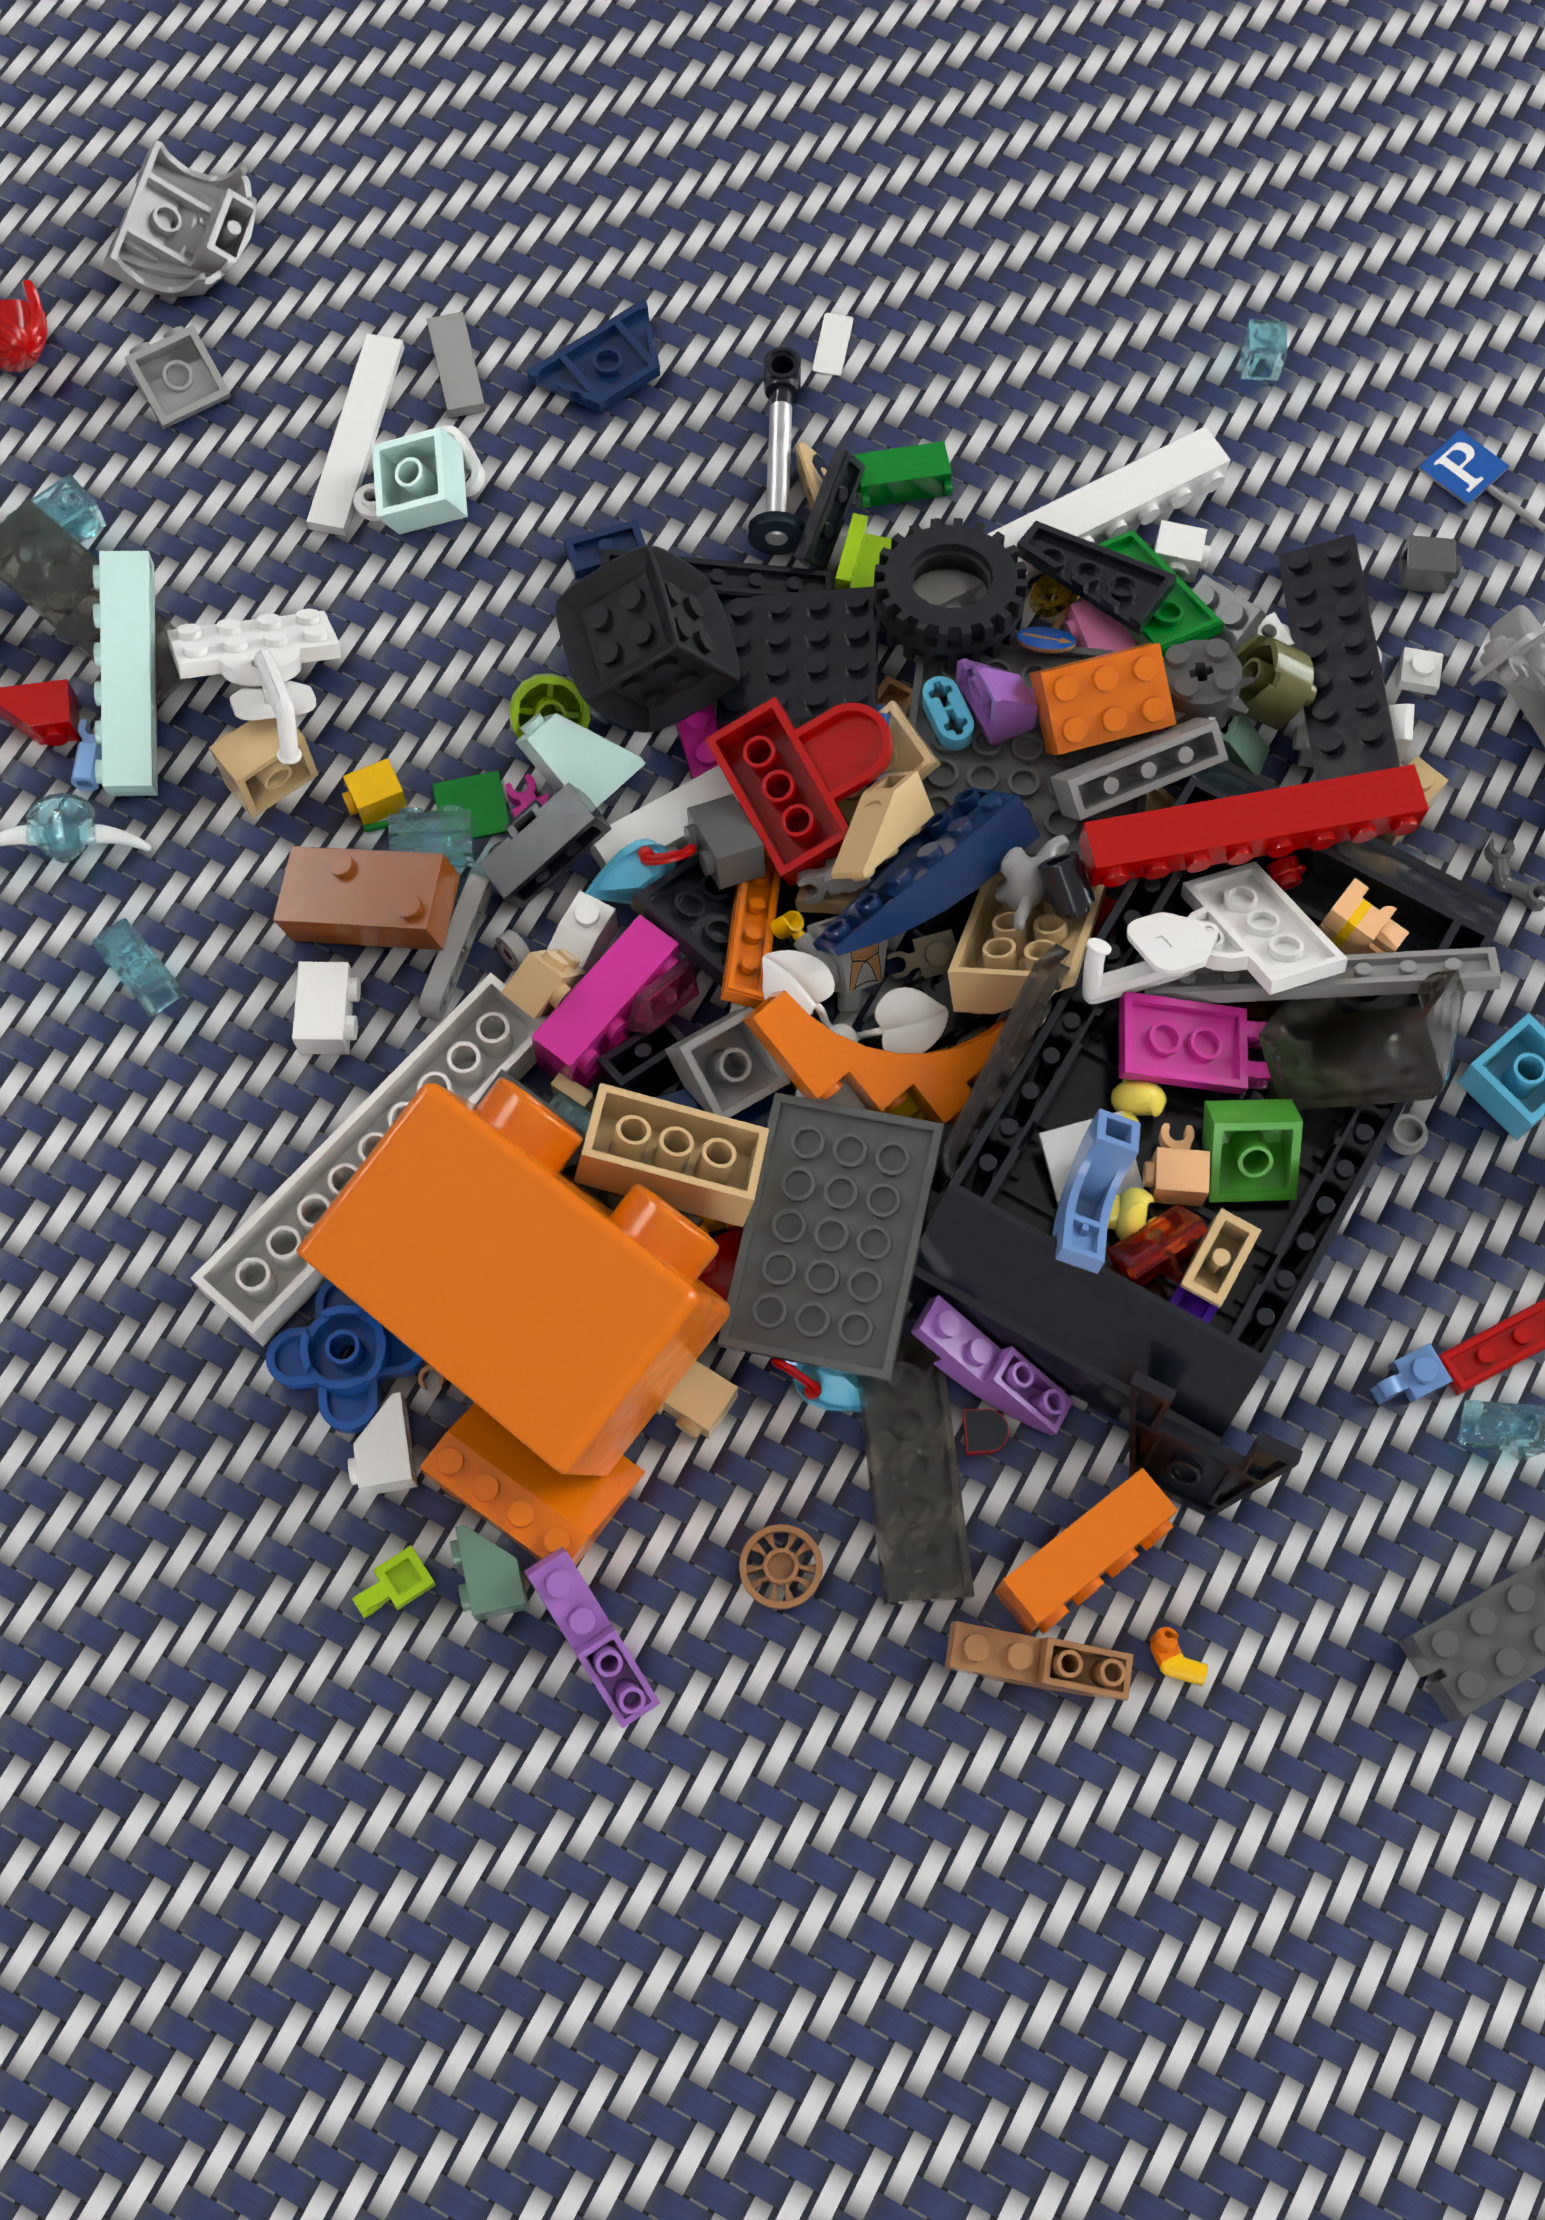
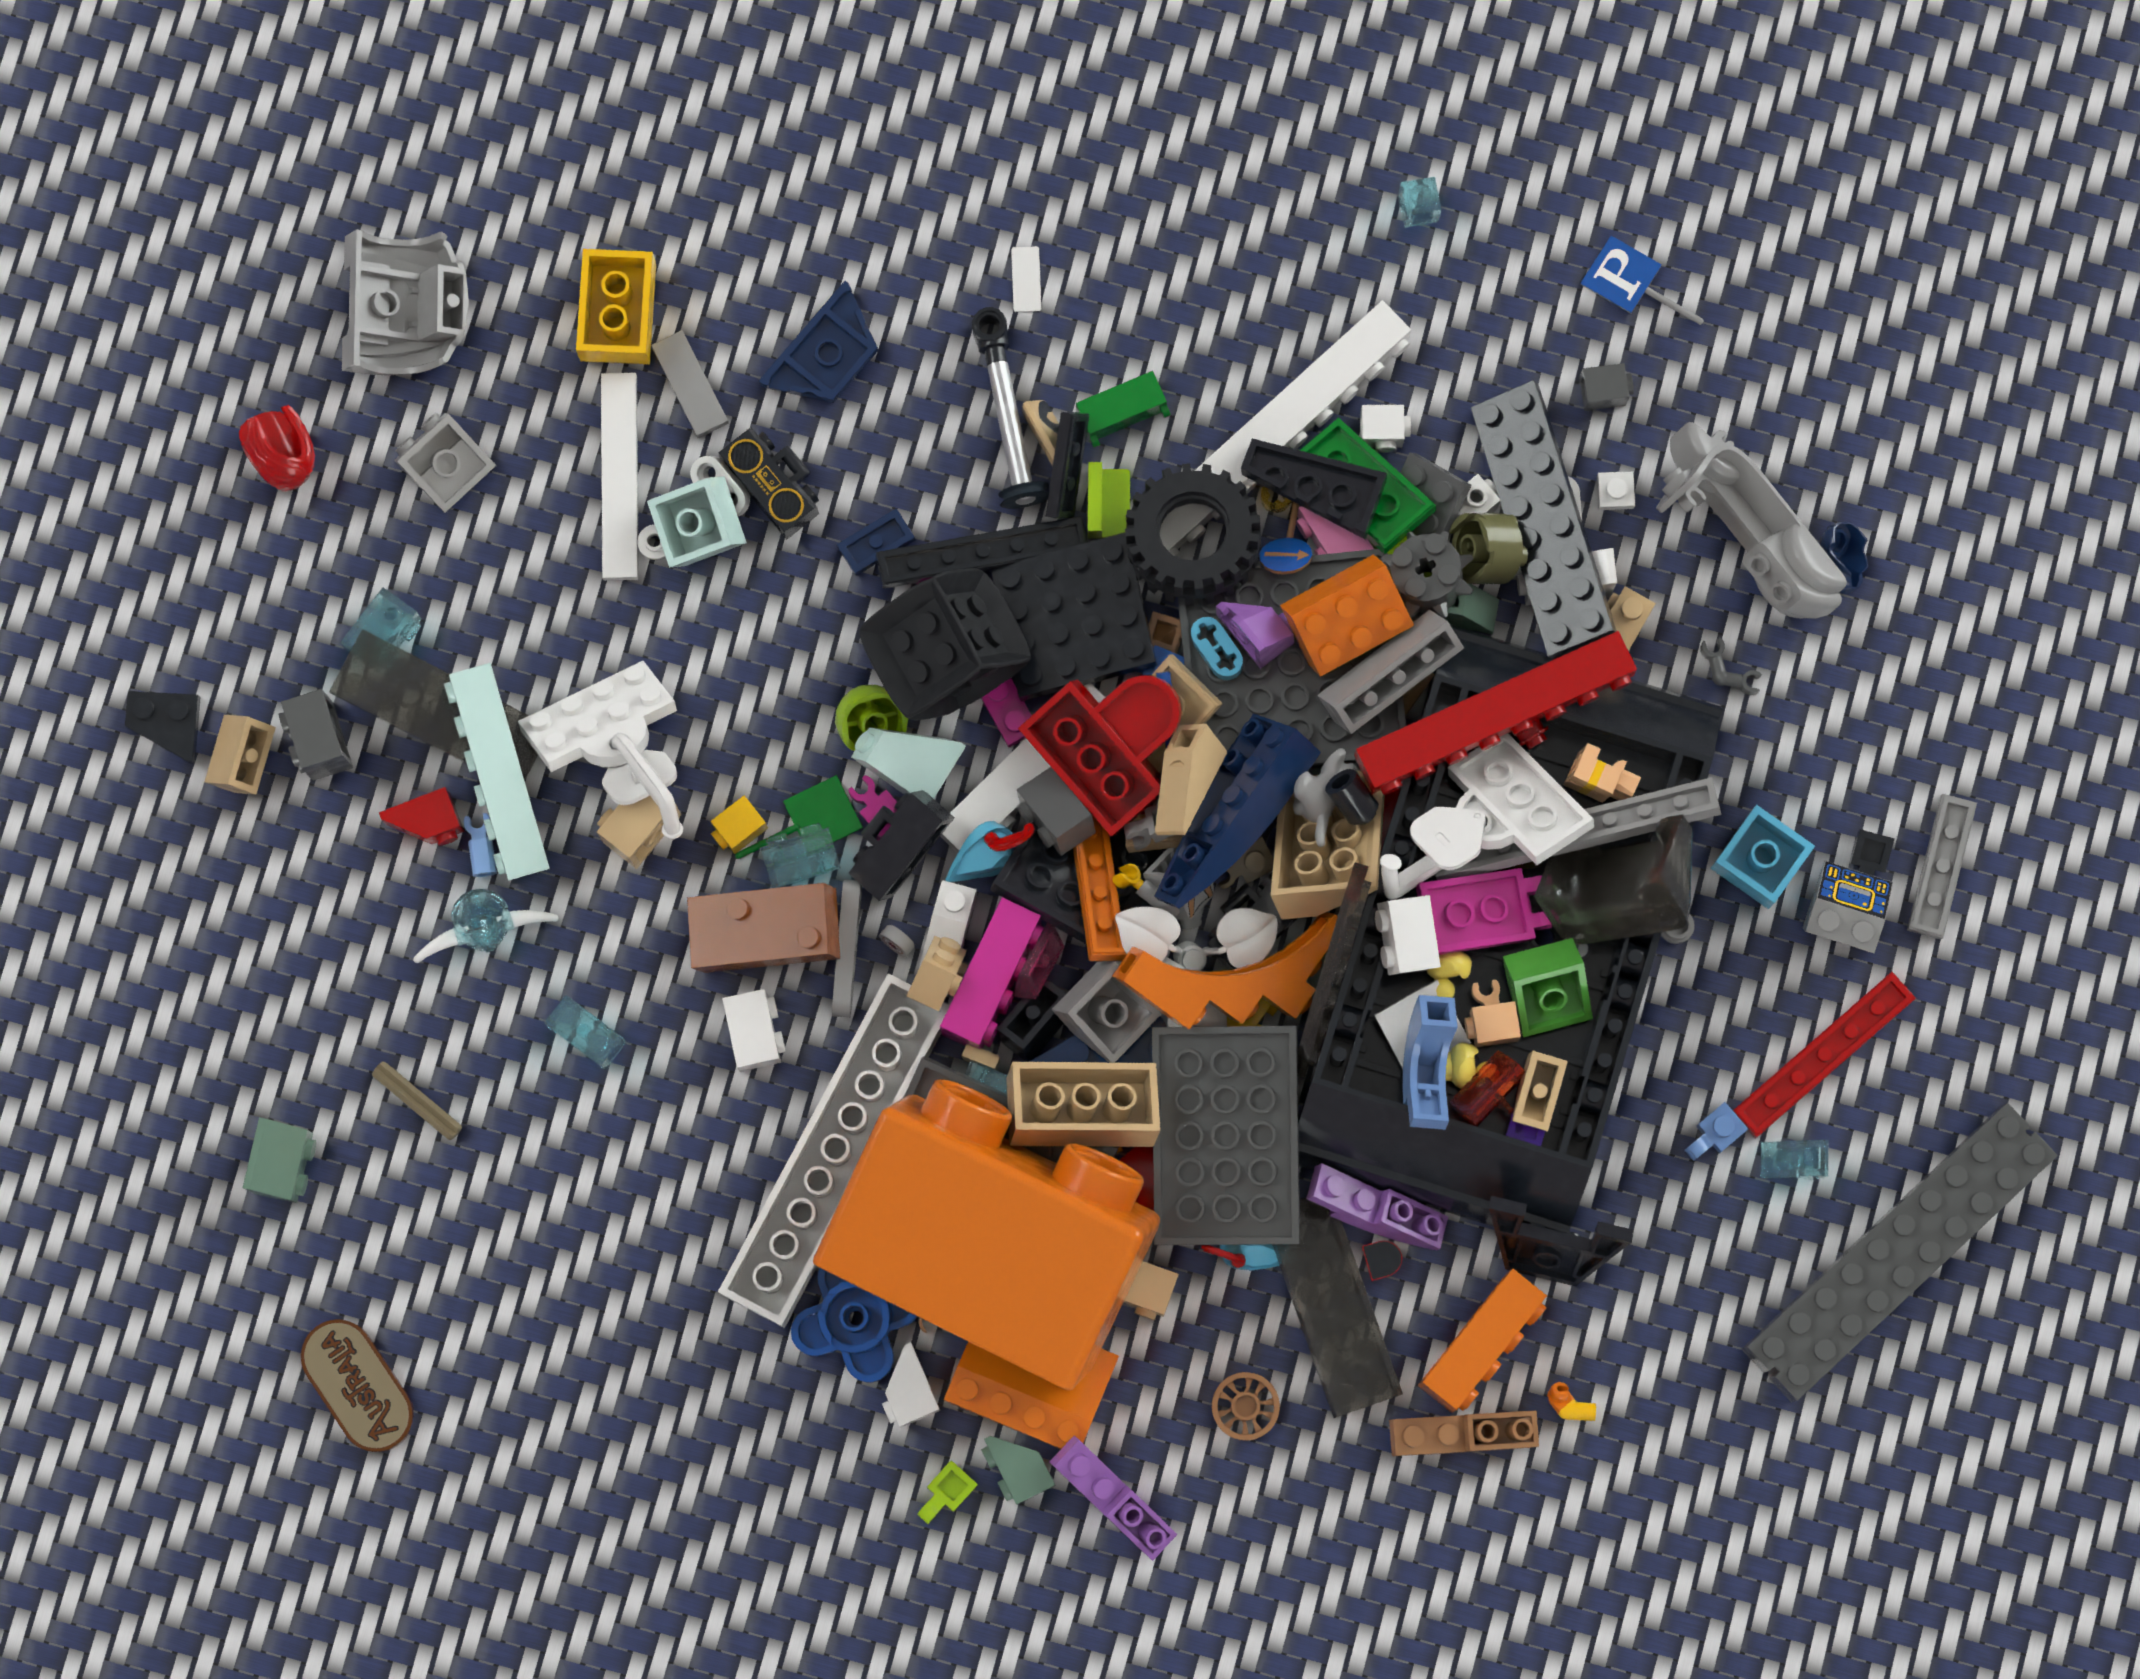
camera: 10 degrees left, 10 degrees up
(399, 270) = (616, 306): none -> yellow brick
(514, 482) = (776, 495): none -> black piece
(1099, 1043) = (1407, 935): none -> white brick

